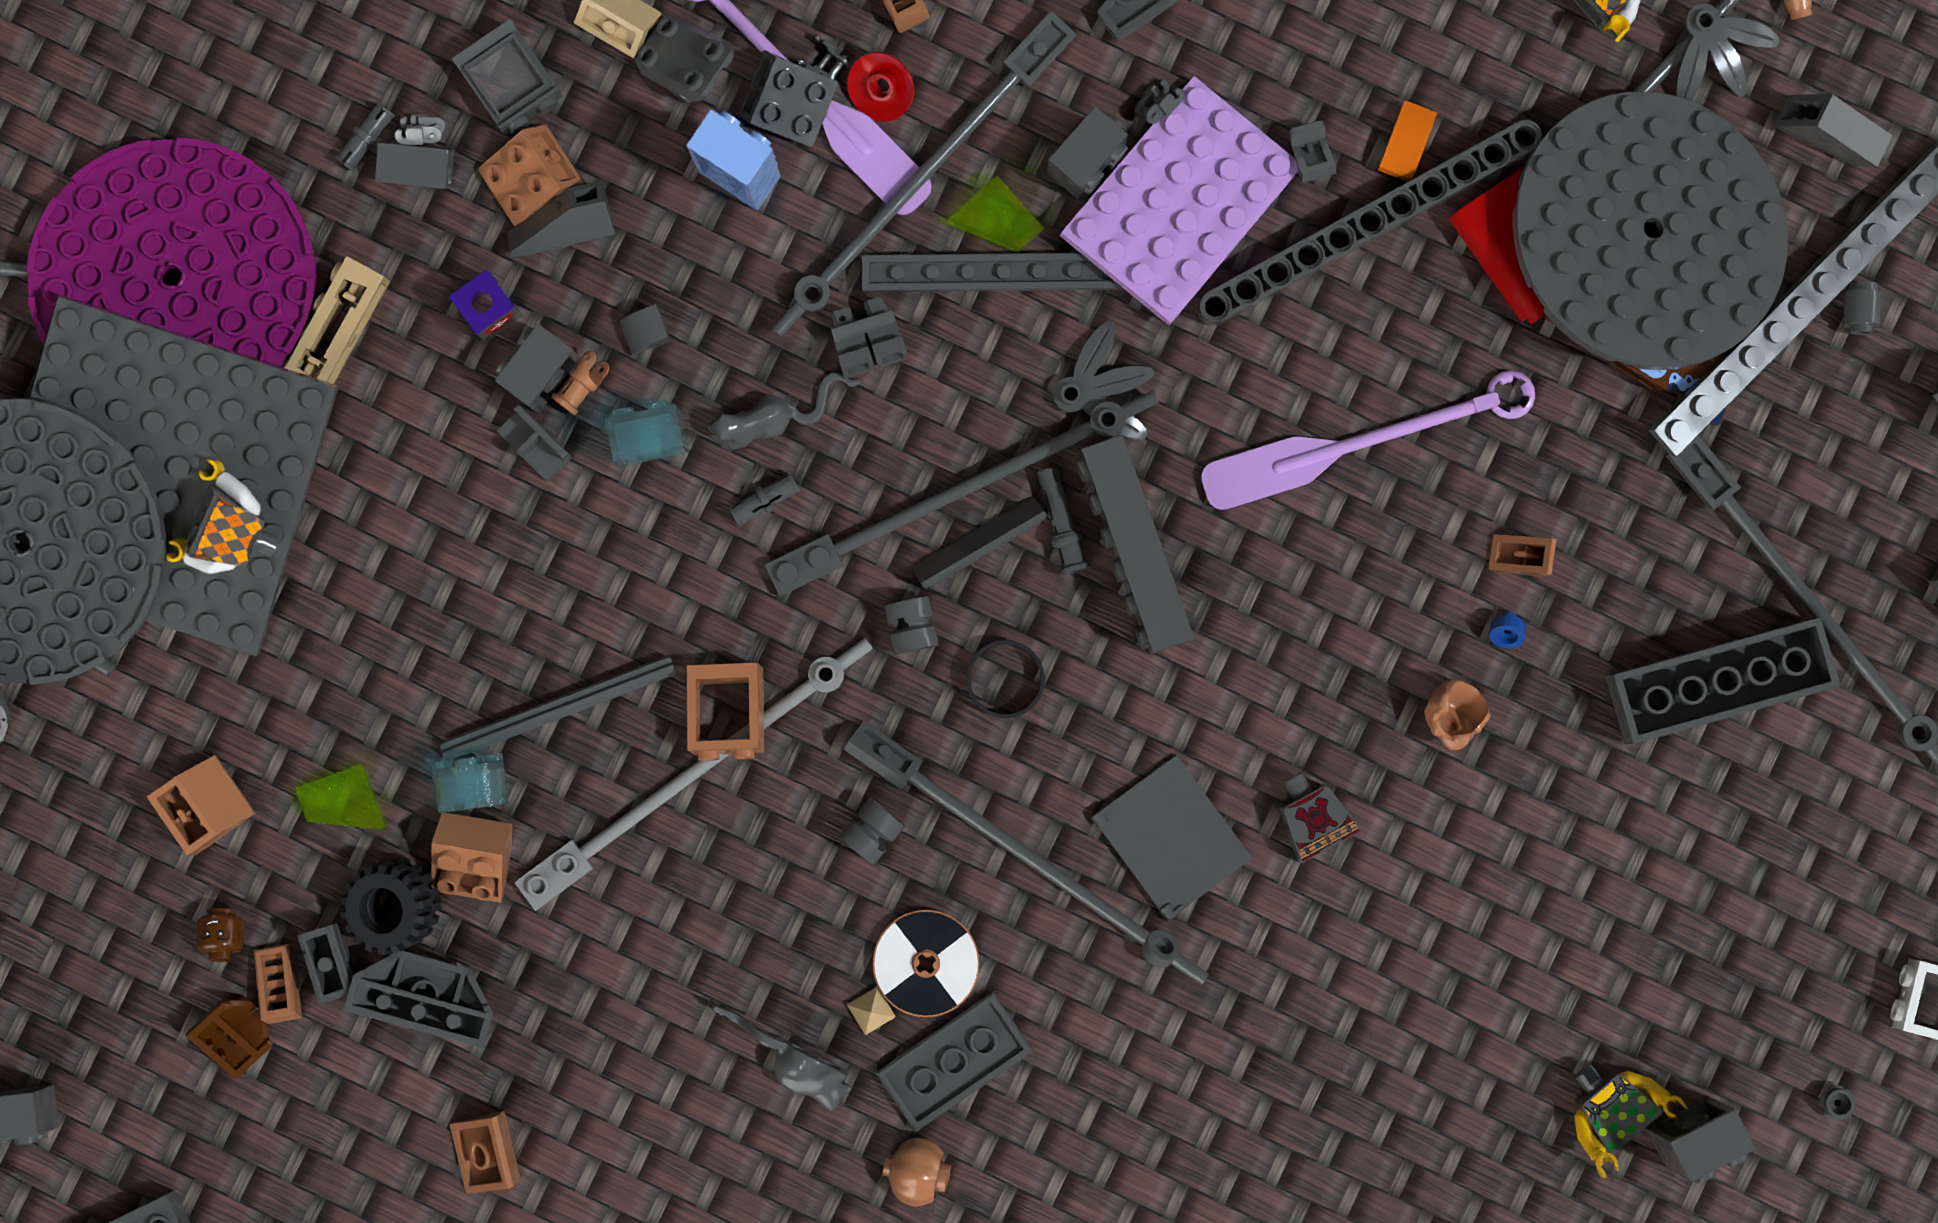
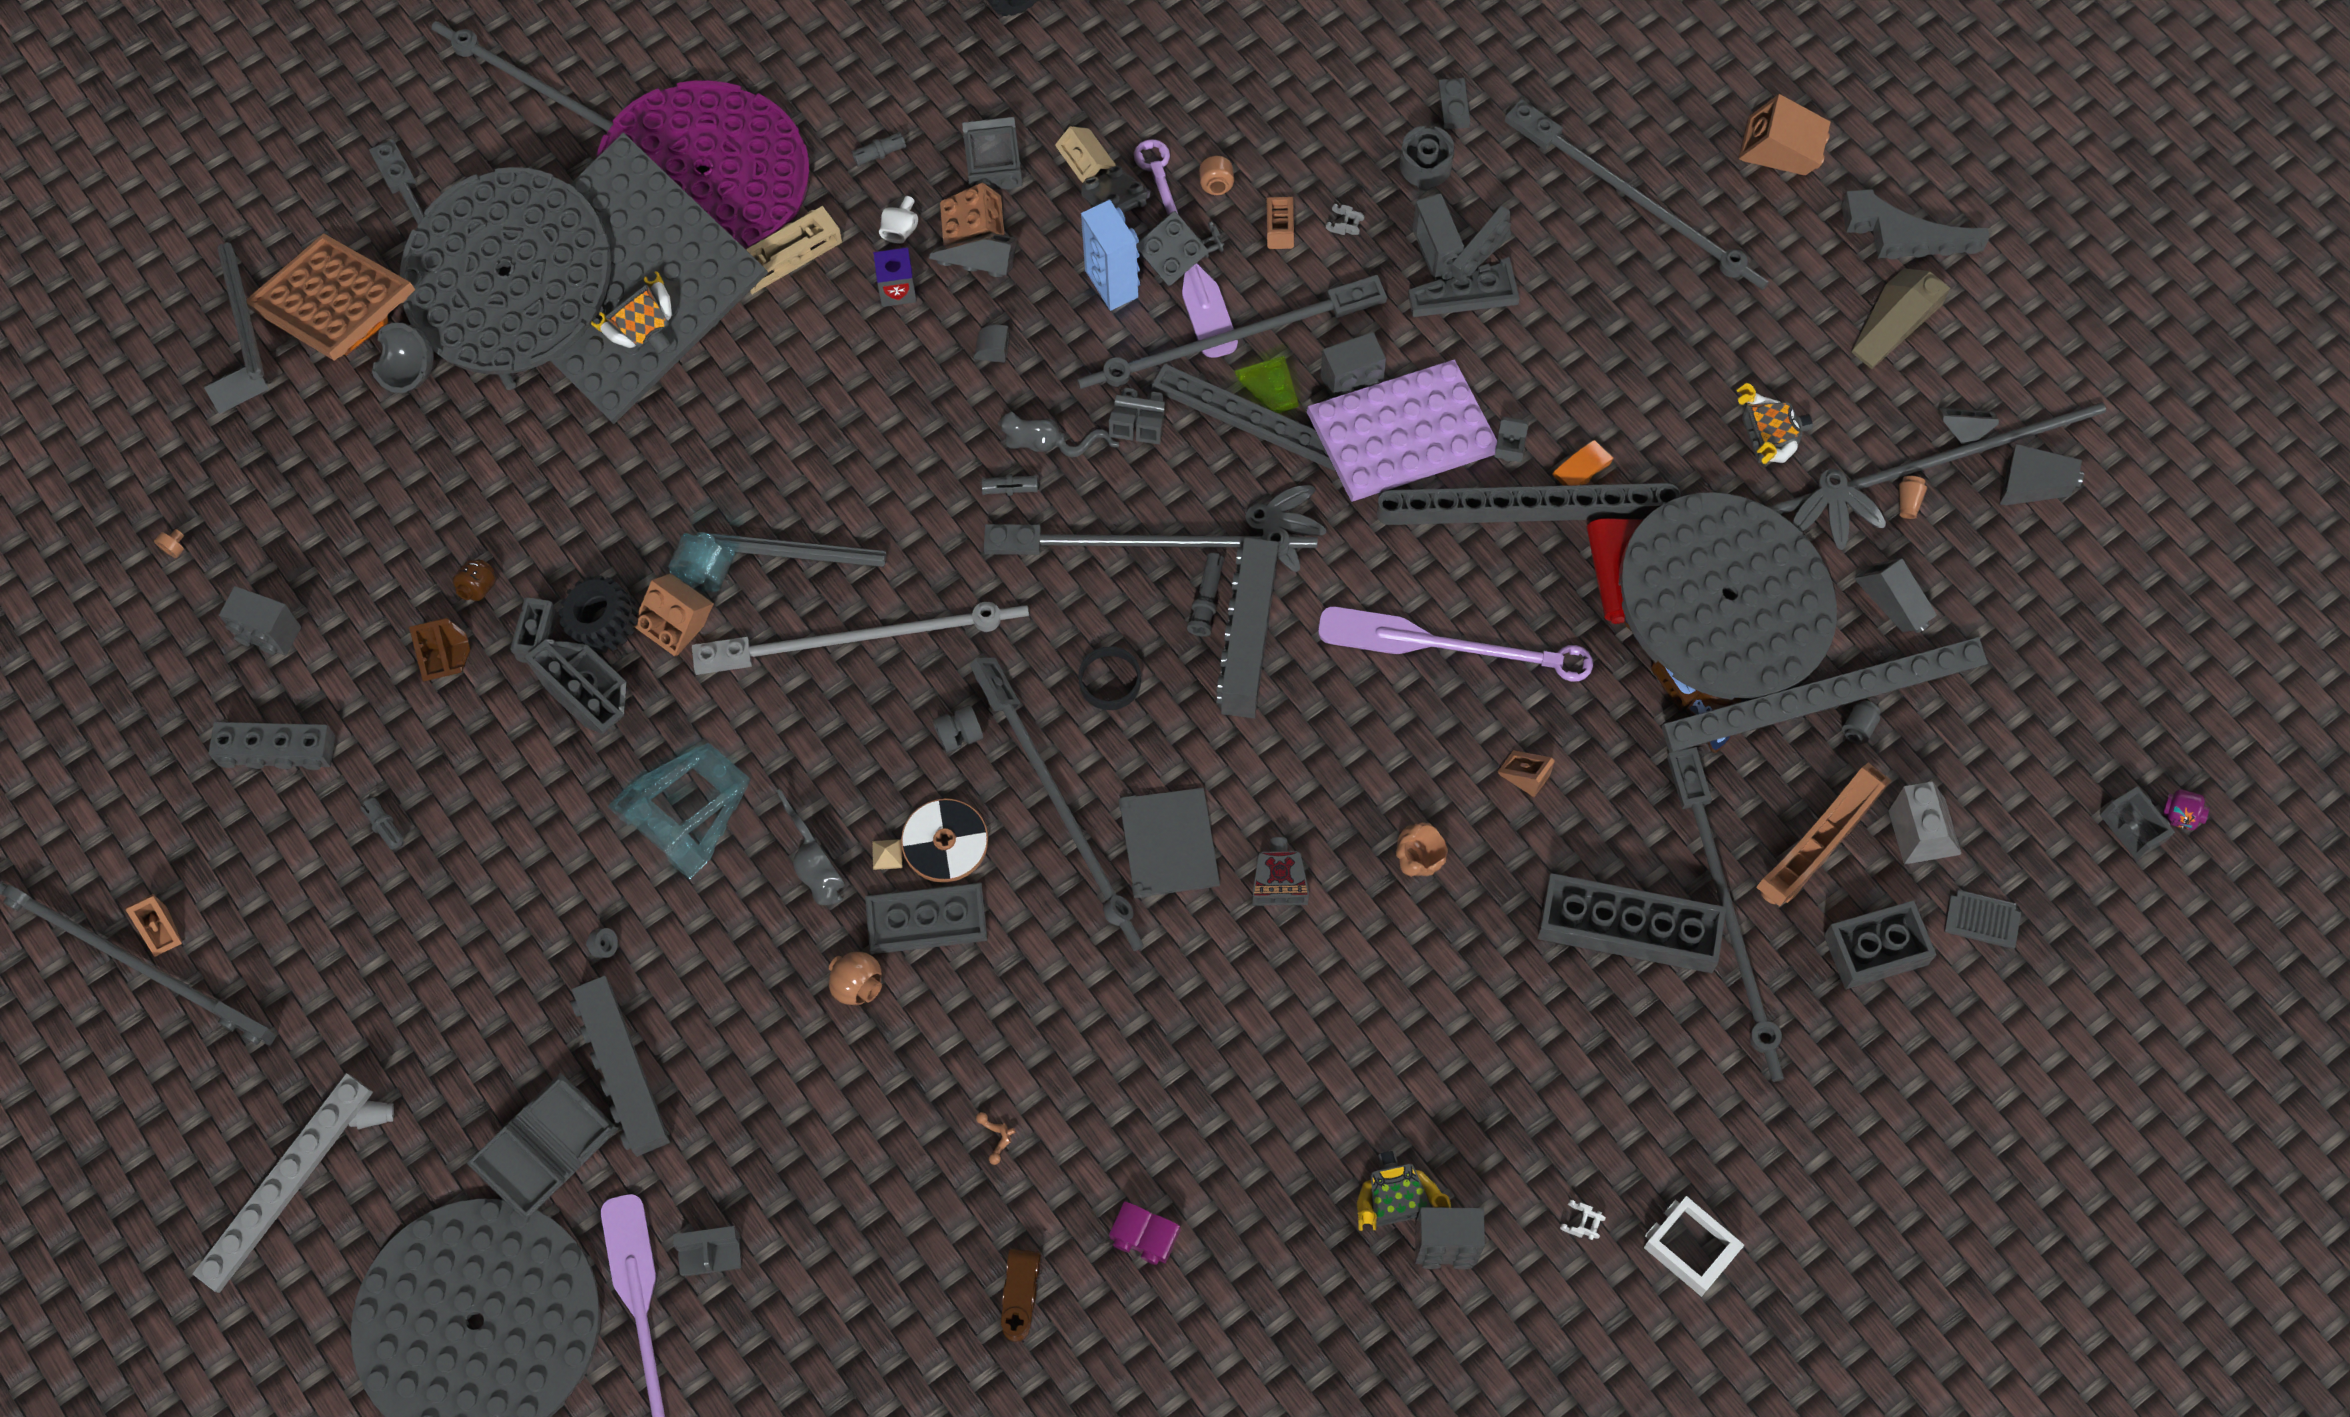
camera: 30 degrees right, 20 degrees down
(201, 805) = (514, 492): nougat slope -> none
(289, 982) = (484, 650): nougat slope -> none
(342, 800) = (610, 538): clear neon green wing -> none
(414, 165) = (901, 176): dark grey hinge -> none
(421, 130) = (916, 159): light grey piece -> none
(445, 225) = (898, 222): none -> white piece
(485, 1153) = (562, 812): nougat slope -> none
(534, 443) = (876, 379): dark grey panel -> none
(536, 367) = (905, 328): dark grey brick -> none
(581, 382) = (927, 356): nougat piece -> none
(603, 1119) = (663, 831): none -> clear light blue windscreen
(646, 433) = (953, 401): clear light blue brick -> none
(725, 674) = (911, 577): nougat window -> none
(871, 96) = (1227, 267): red dish -> none
(911, 625) = (1063, 608): dark grey wheel -> none
(979, 543) = (1141, 584): dark grey slope -> none
(1158, 102) = (1420, 362): dark grey piece -> none
(1507, 630) = (1488, 816): blue tile -> none
(1821, 1046) = (1587, 1212): none -> white piece
(1846, 1106) = (1580, 1276): dark grey plate -> none
(1880, 489) = (1822, 839): none -> nougat arch

